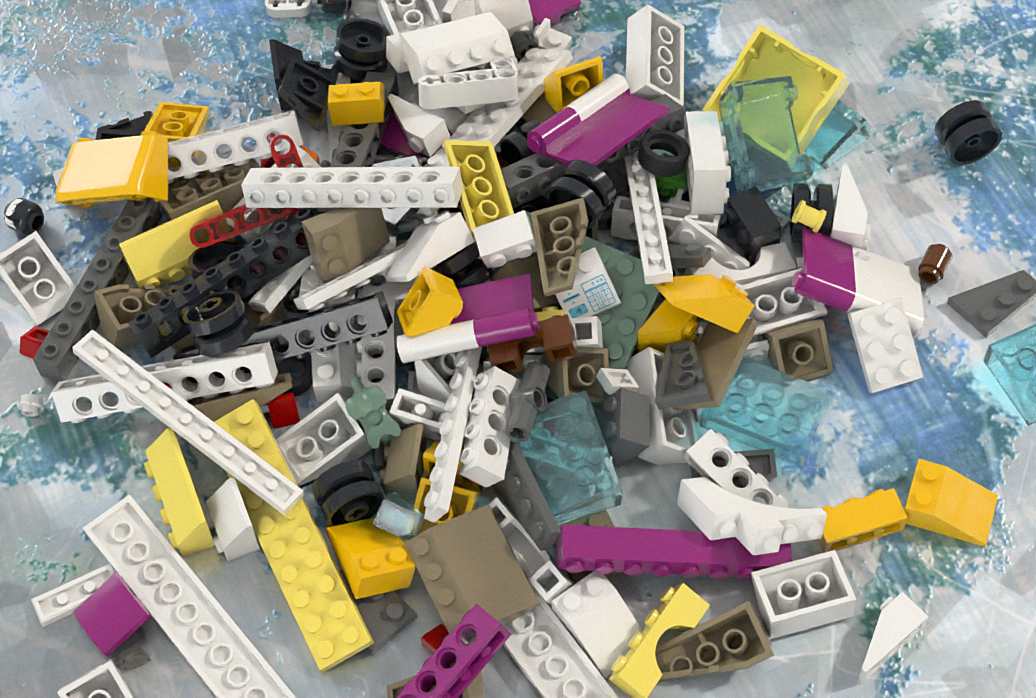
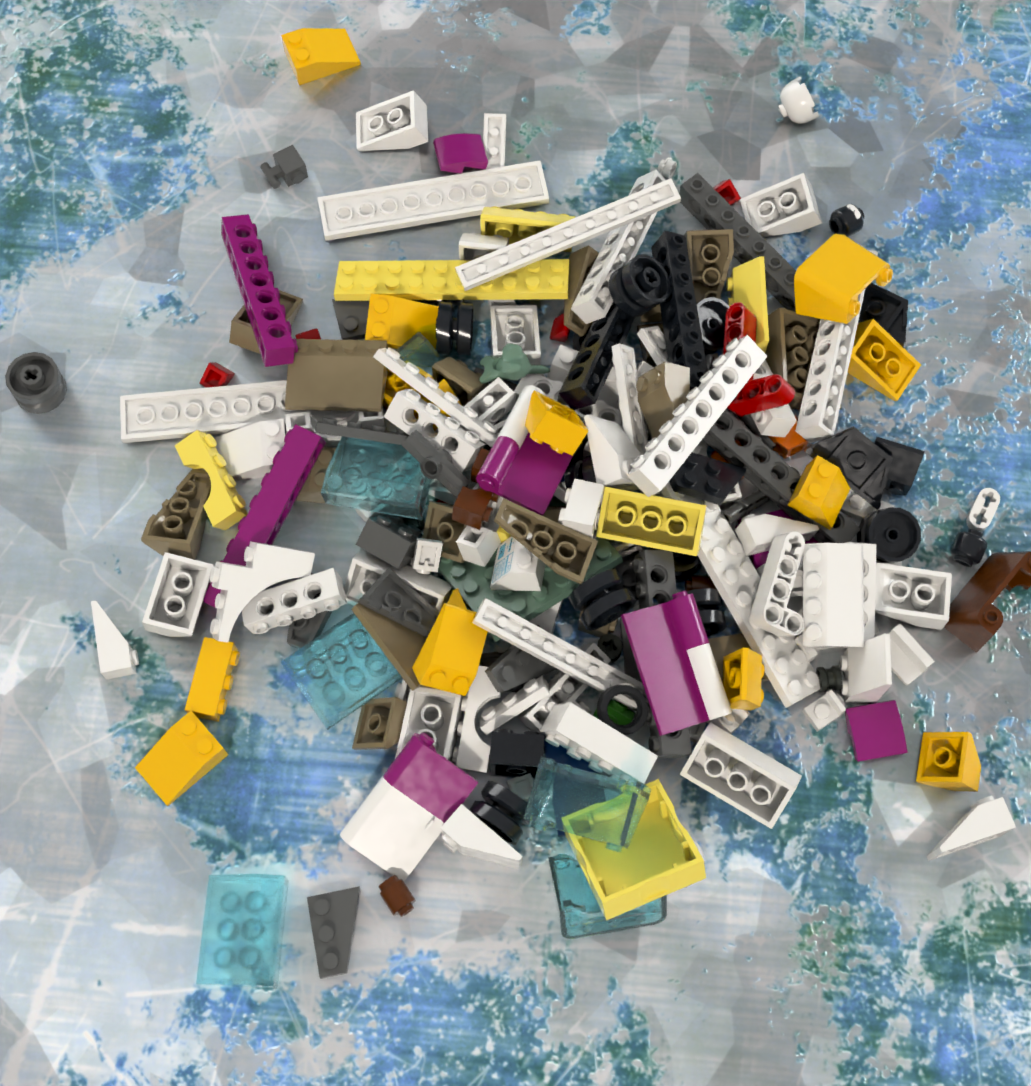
camera: 115 degrees right, 10 degrees up
(132, 658) = (421, 154): clear smoke tile -> none
(809, 216) = (482, 787): light yellow bush -> none
(885, 345) = (340, 792): white plate -> none
(968, 132) = (505, 1012): black wheel -> none

